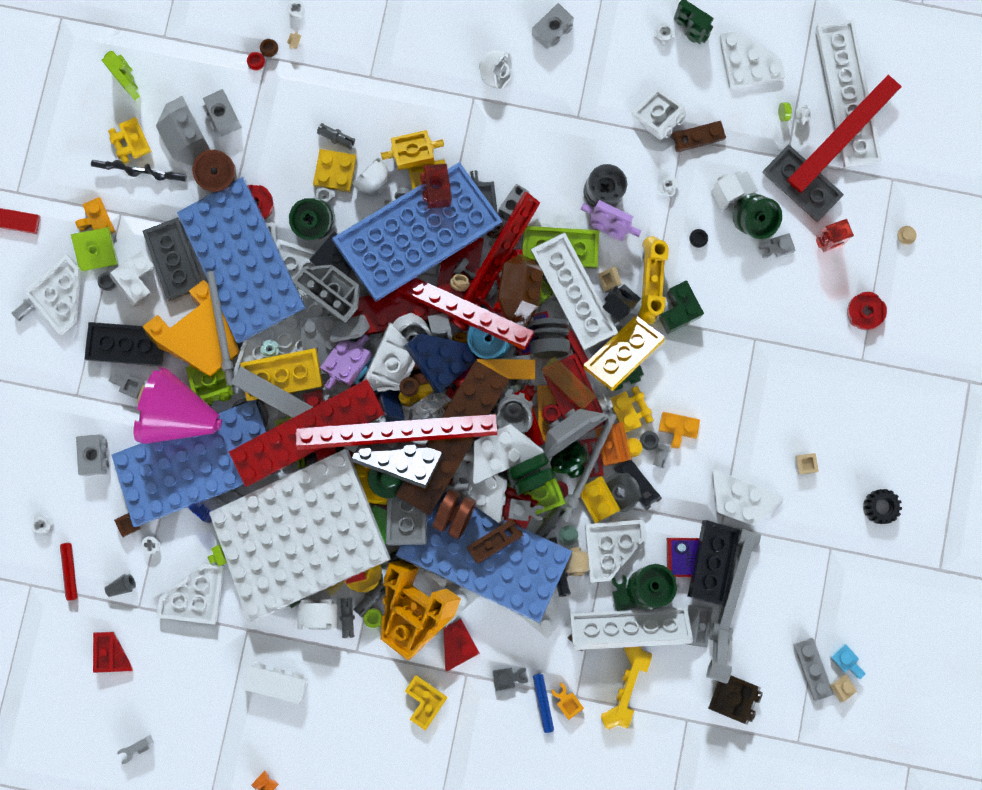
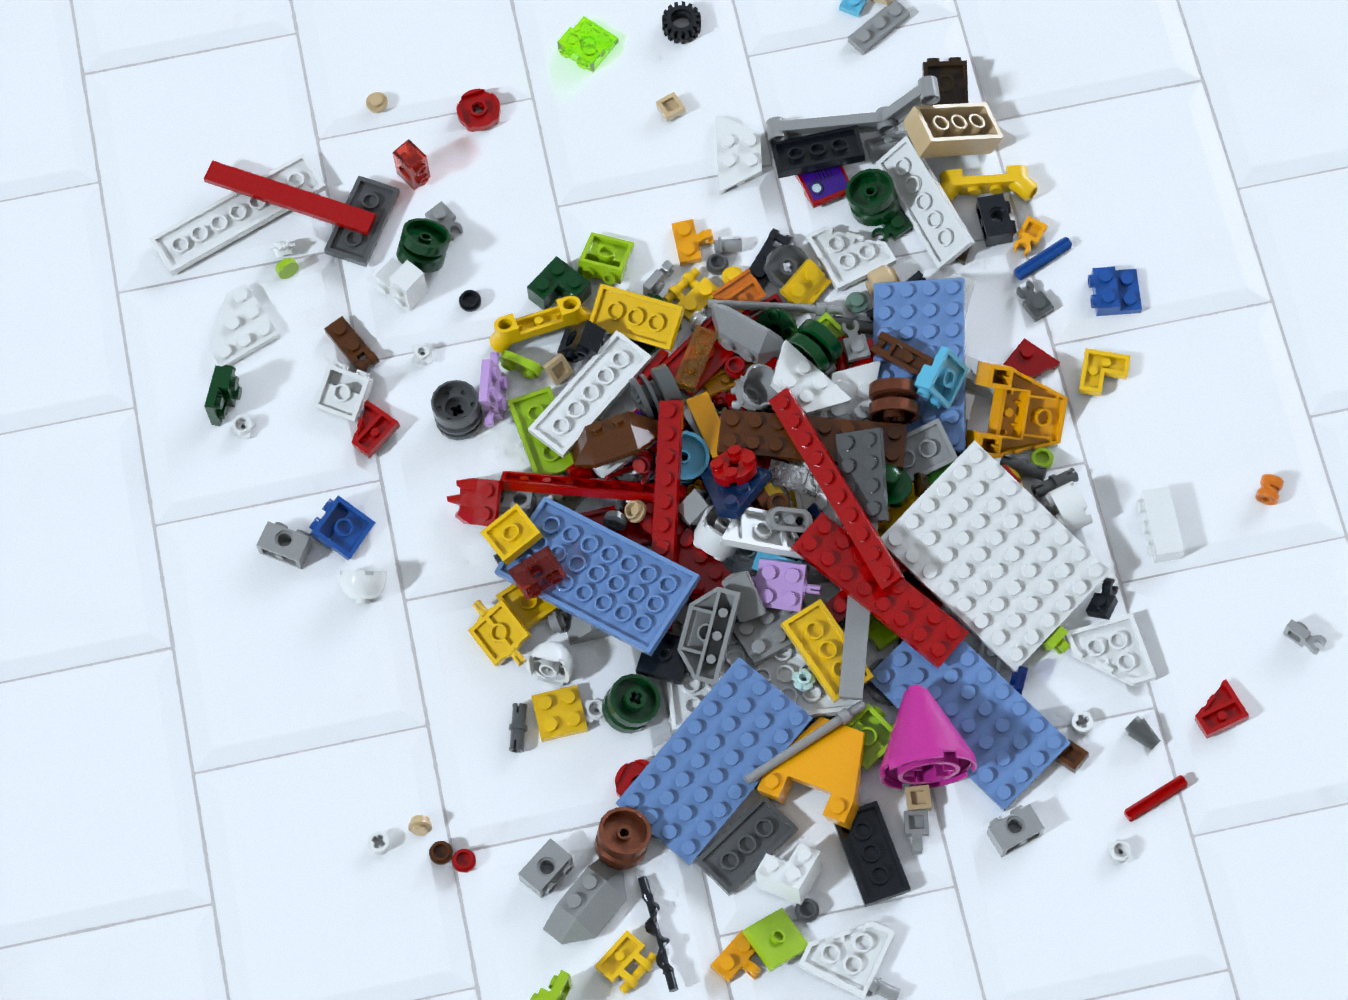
camera: 110 degrees left, 15 degrees down
(232, 606) = (1103, 603): none -> black plate
(378, 506) = (920, 483): none -> dark brown tile
(389, 385) = (787, 519): none -> light grey plate
(450, 558) = (942, 379): none -> medium azure plate
(460, 358) = (724, 465): none -> red plate
(479, 183) = (511, 534): none -> yellow plate
(488, 747) = (1114, 291): none -> blue plate
(523, 173) = (477, 501): none -> red plate
(548, 70) = (341, 527): none -> blue plate
(583, 672) = (995, 207): none -> black brick
(619, 124) = (373, 429): none -> red wing
(631, 247) = (527, 367): none -> lime plate
(650, 383) = (655, 282): none -> light grey plate
(682, 680) = (952, 129): none -> tan brick
(690, 354) = (605, 258): none -> lime plate
(893, 422) = (587, 44): none -> clear neon green plate

